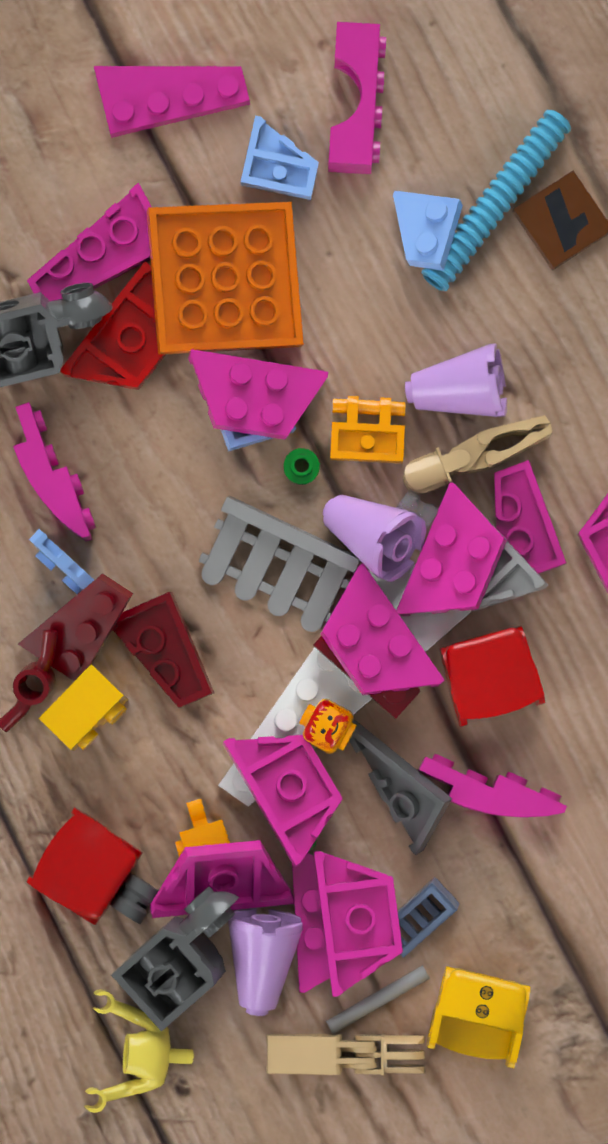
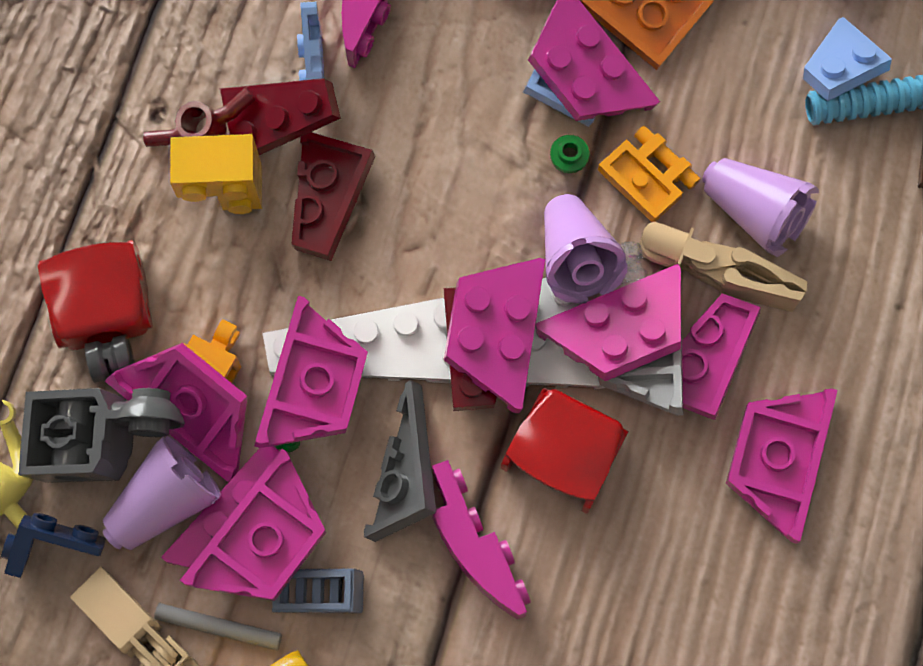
camera: 45 degrees right, 10 degrees down
(211, 1047) = (45, 528): none -> dark blue bracket
(262, 553) = (478, 188): light grey fence -> none
(328, 726) = (393, 363): light orange head -> none

